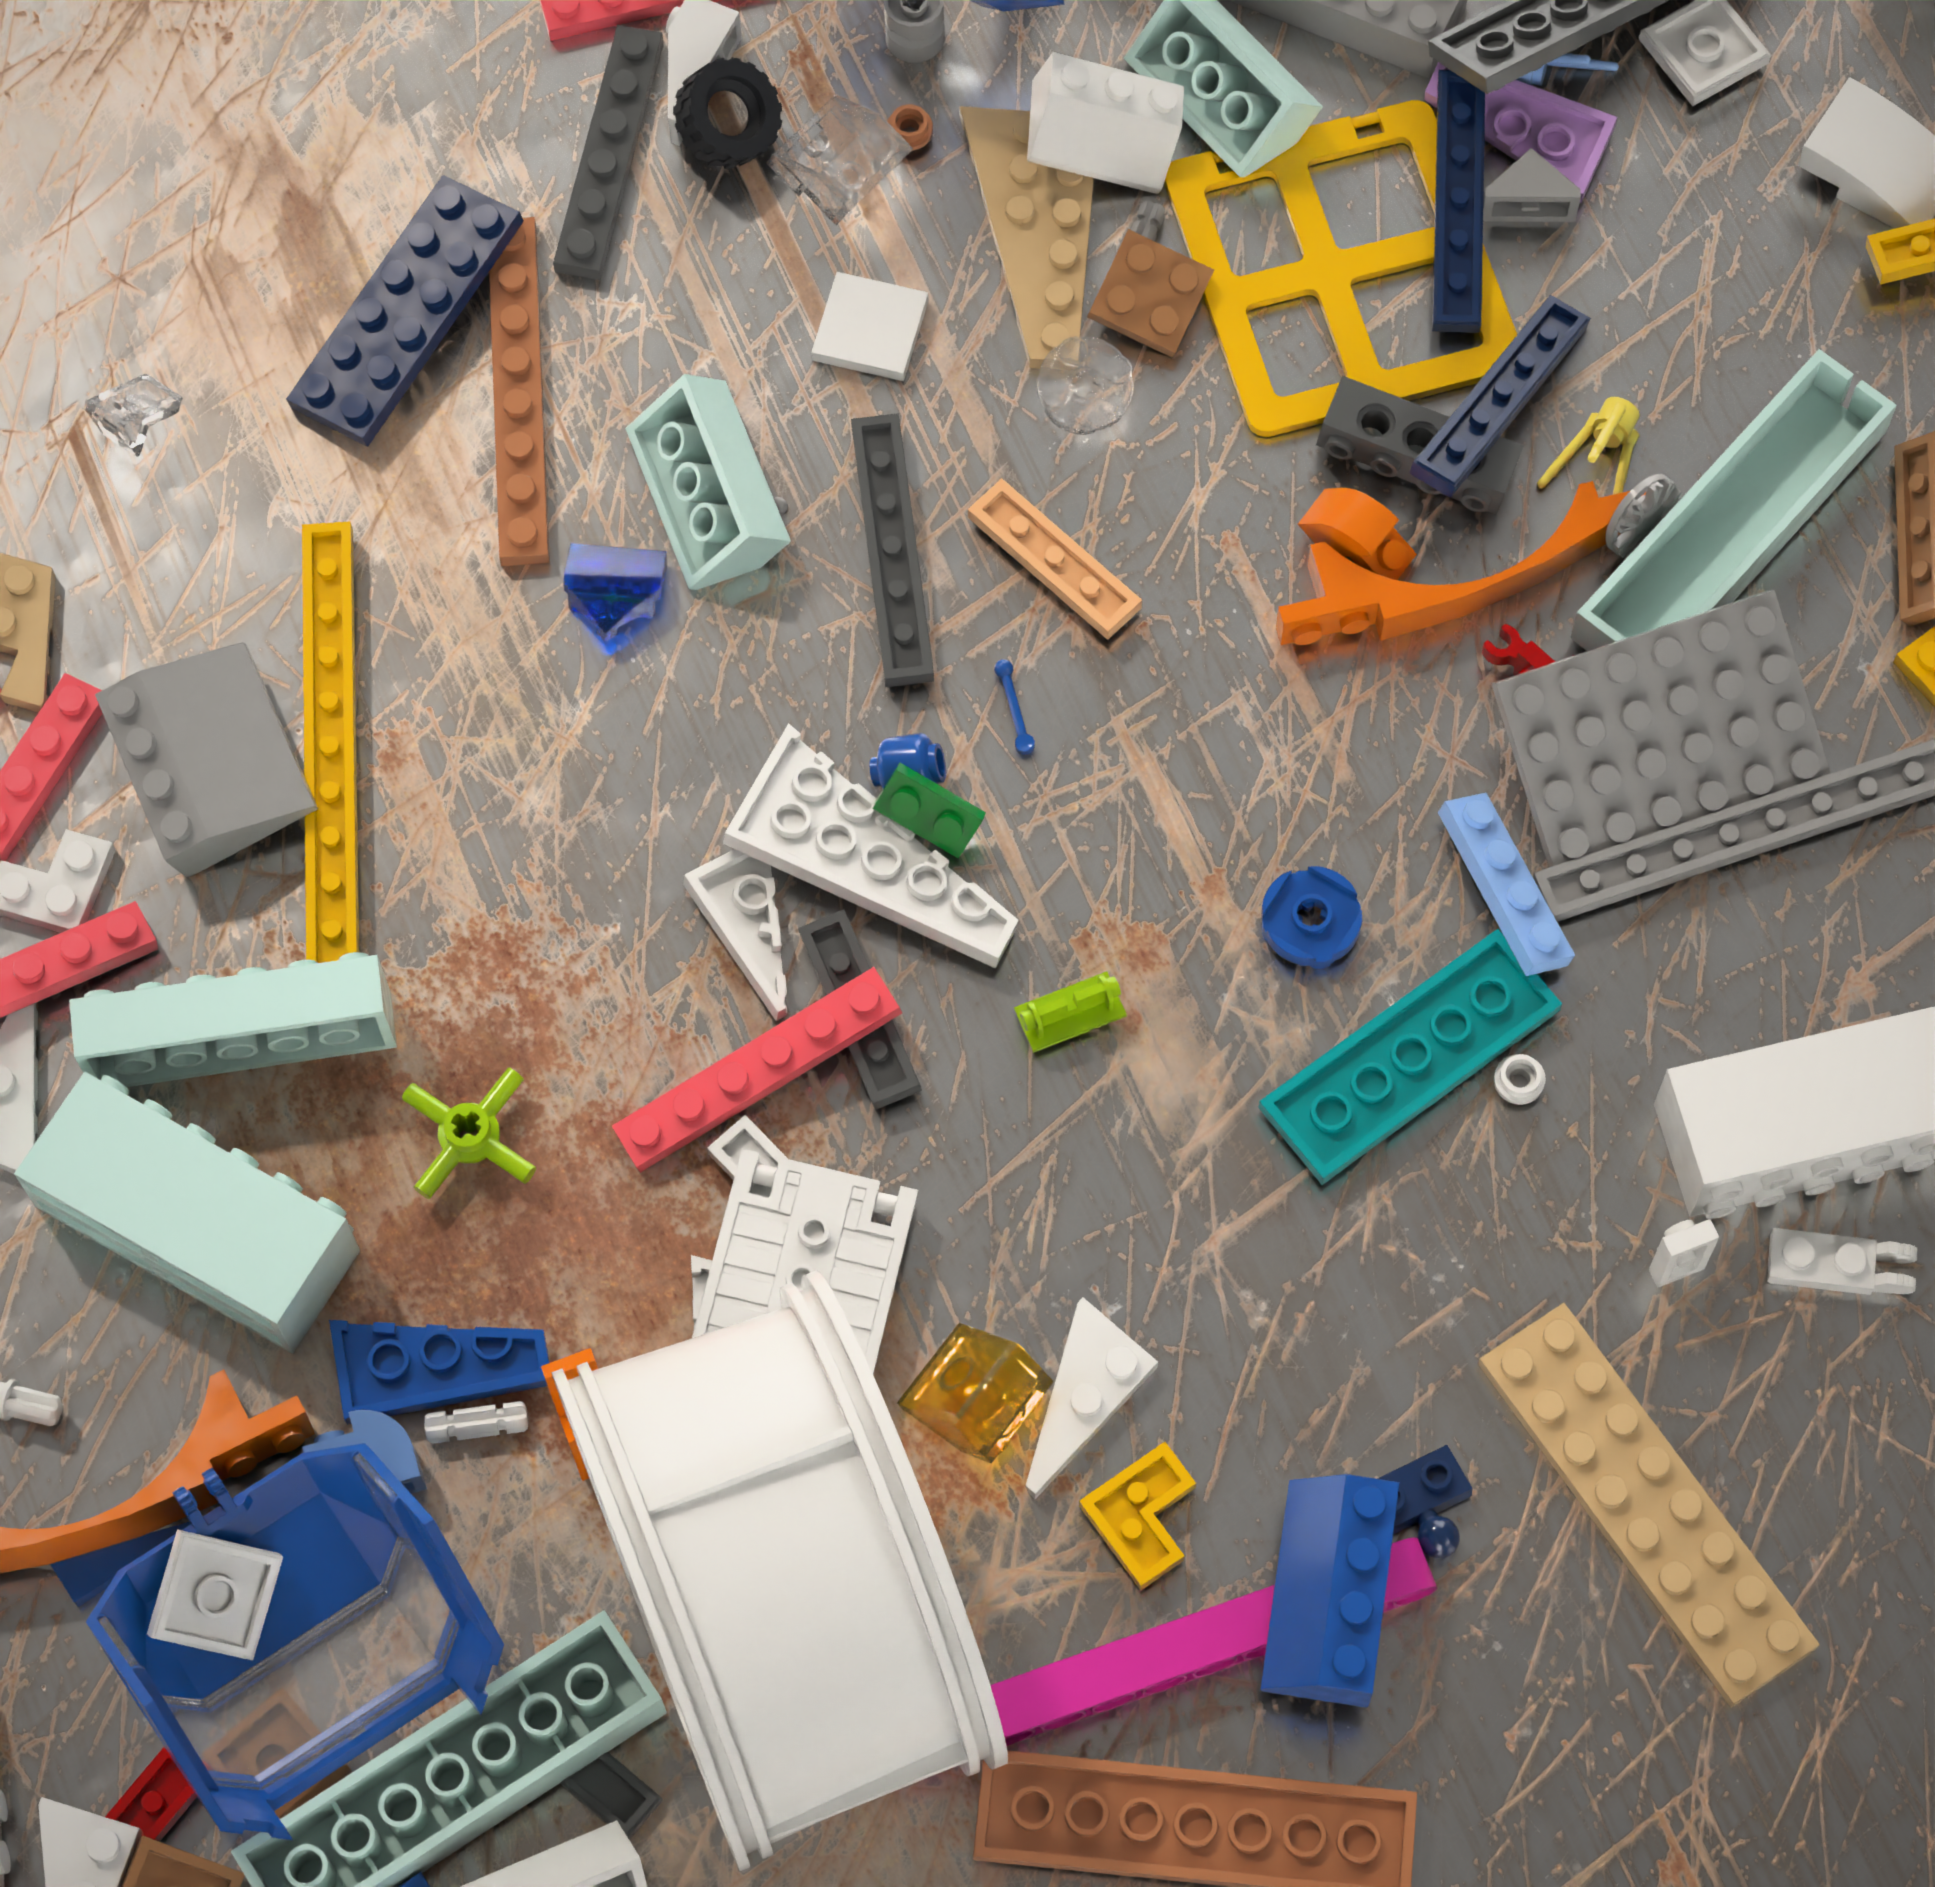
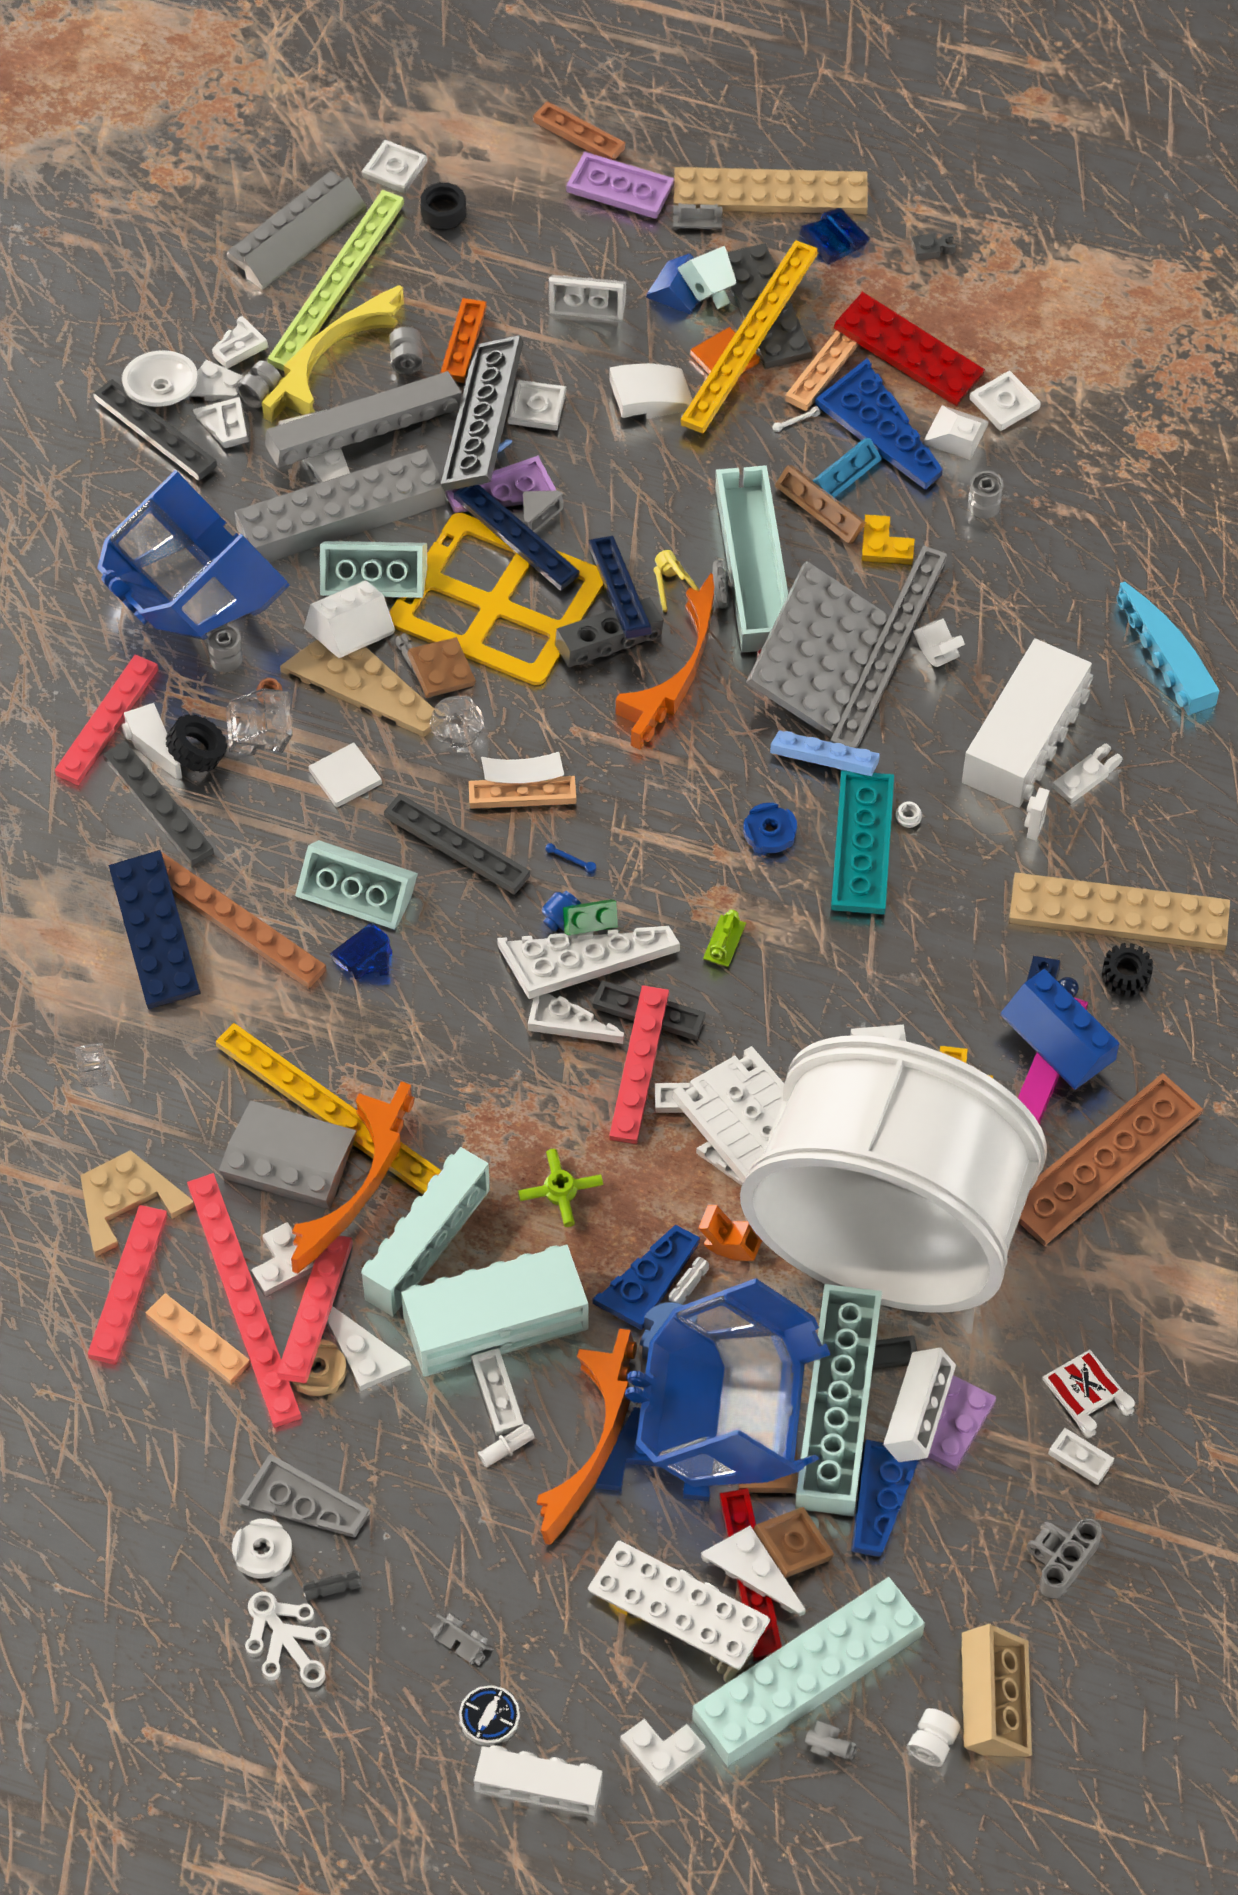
camera: 50 degrees left, 10 degrees down
(82, 1320) = (497, 1391): none -> white plate
(214, 1595) = (679, 1417): white tile -> none
(342, 834) = (384, 1125): none -> orange slope
(1086, 526) = (523, 770): none -> white sticker
(1359, 530) = (622, 677): orange brick -> none
(1518, 653) = (737, 672): red plate -> none
(1558, 1564) = (1127, 956): none -> black tyre
(1848, 875) = (938, 643): none -> white brick

